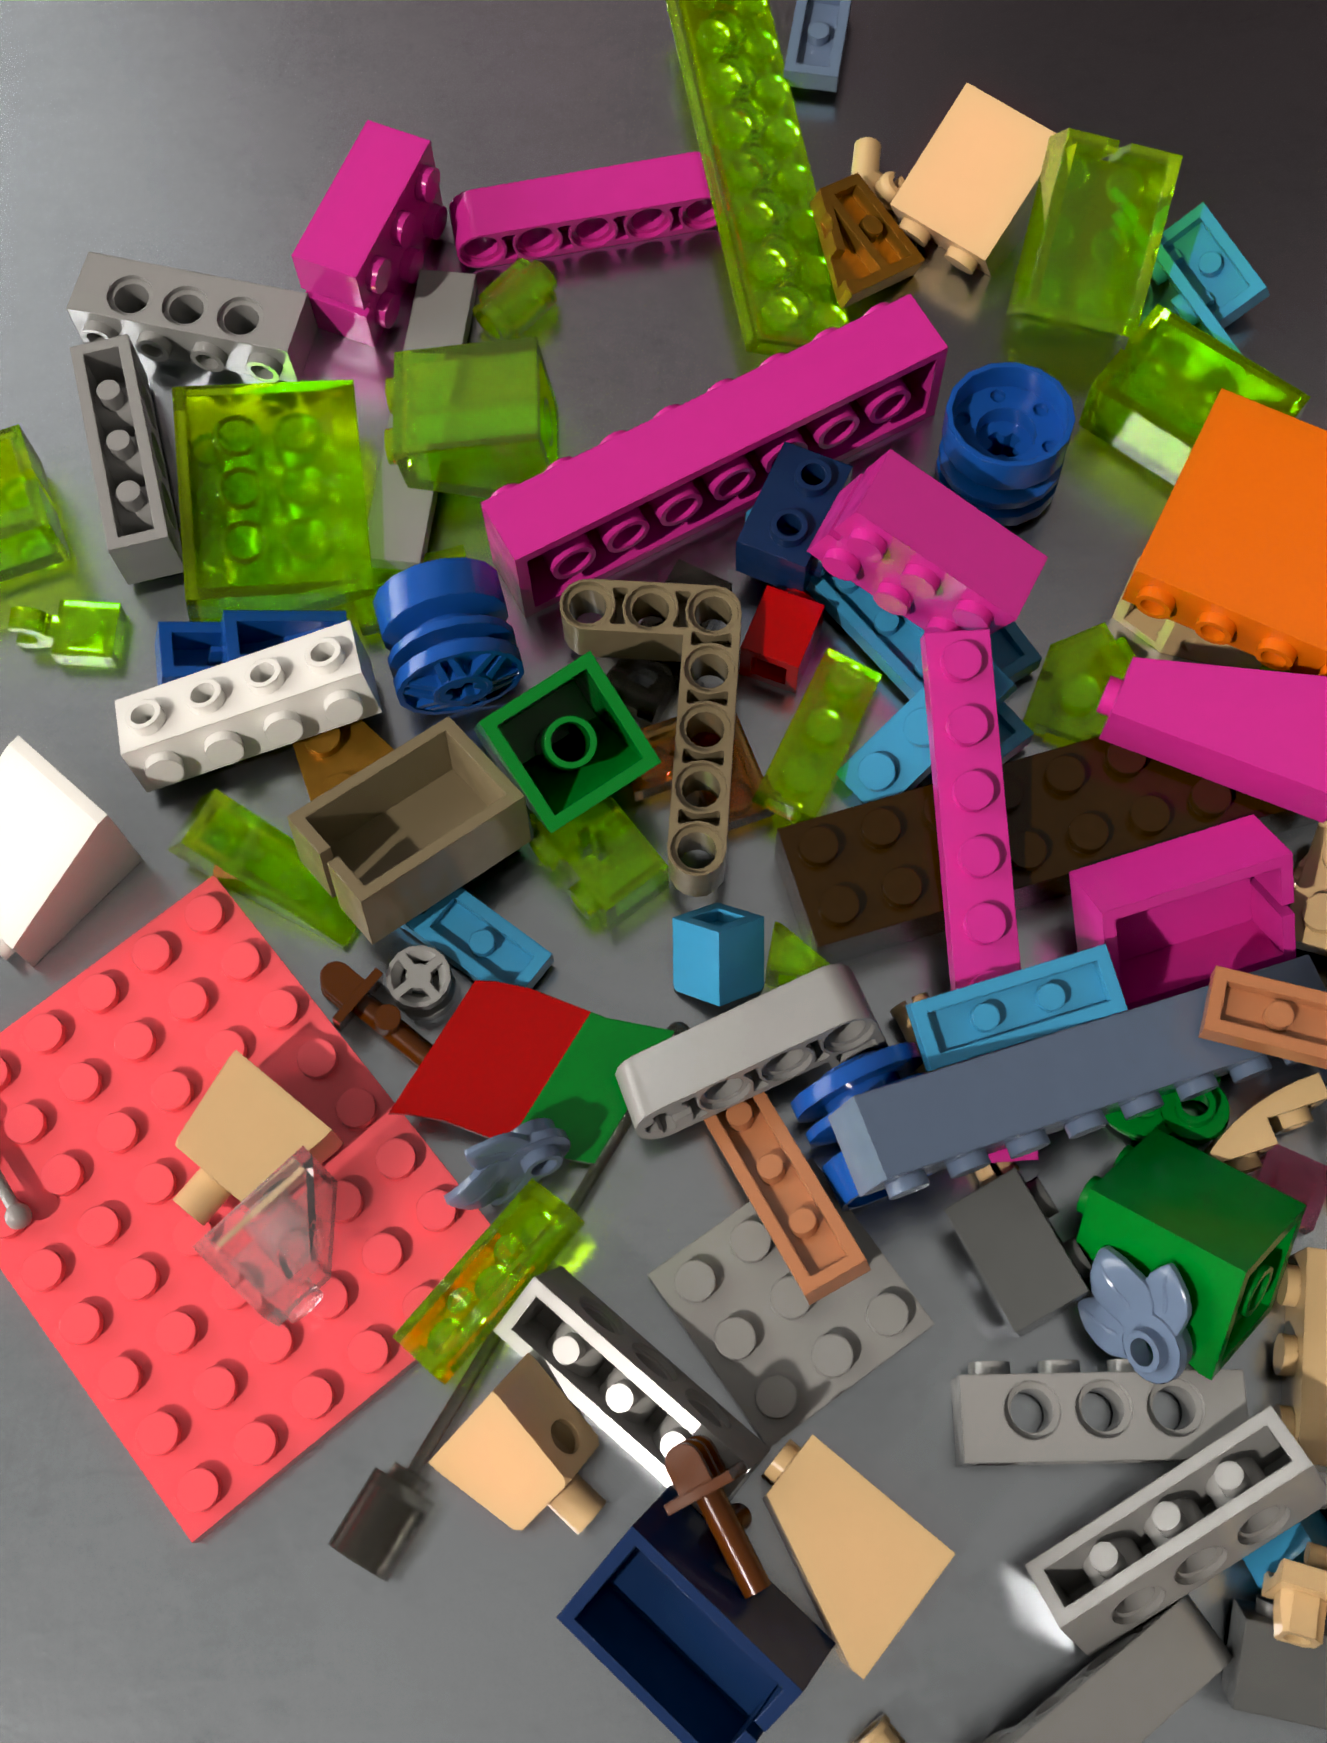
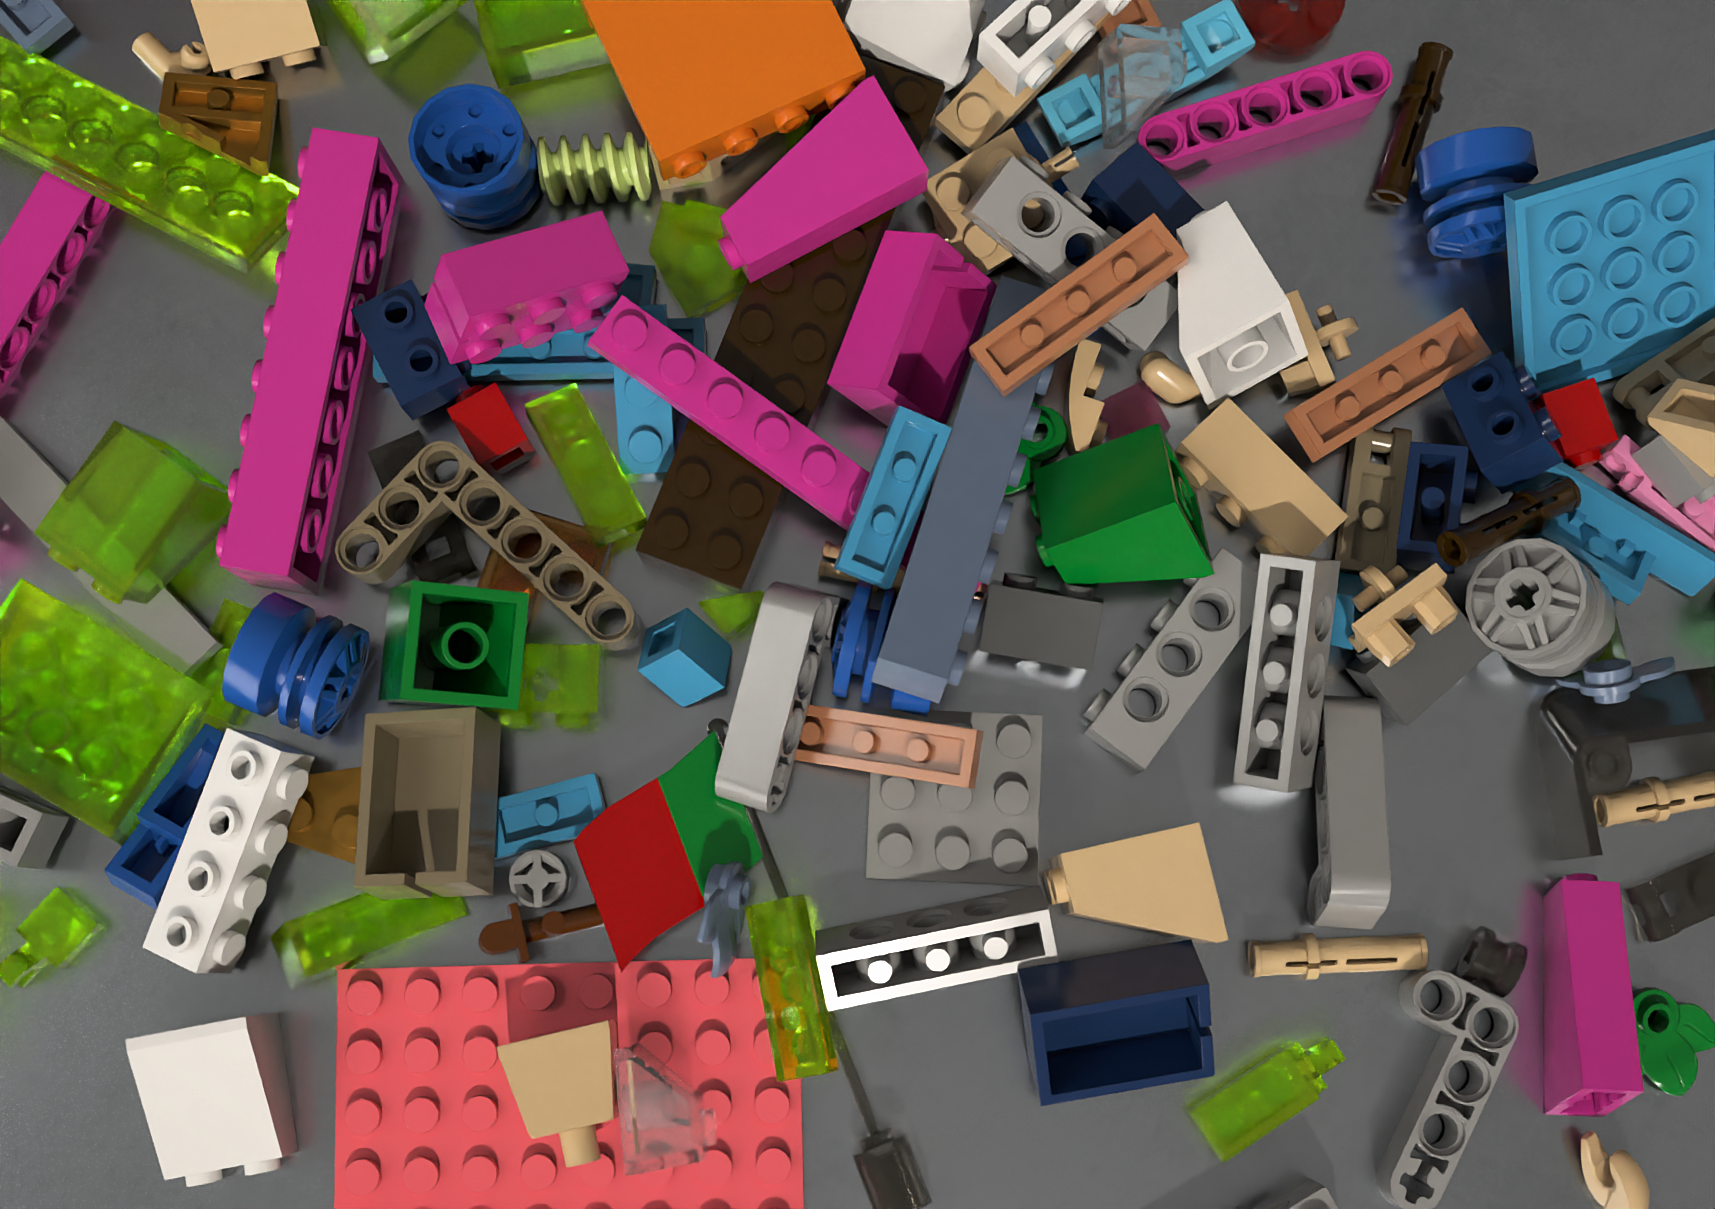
camera: 55 degrees left, 10 degrees up
(516, 299) = (50, 403): clear neon green brick -> none
(524, 1452) = (920, 1049): tan torso -> none
(700, 1477) = (1033, 946): reddish brown arm -> none
(1079, 546) = (595, 169): none -> yellowish green piece
(1139, 1315) = (1143, 585): sand blue plate -> none

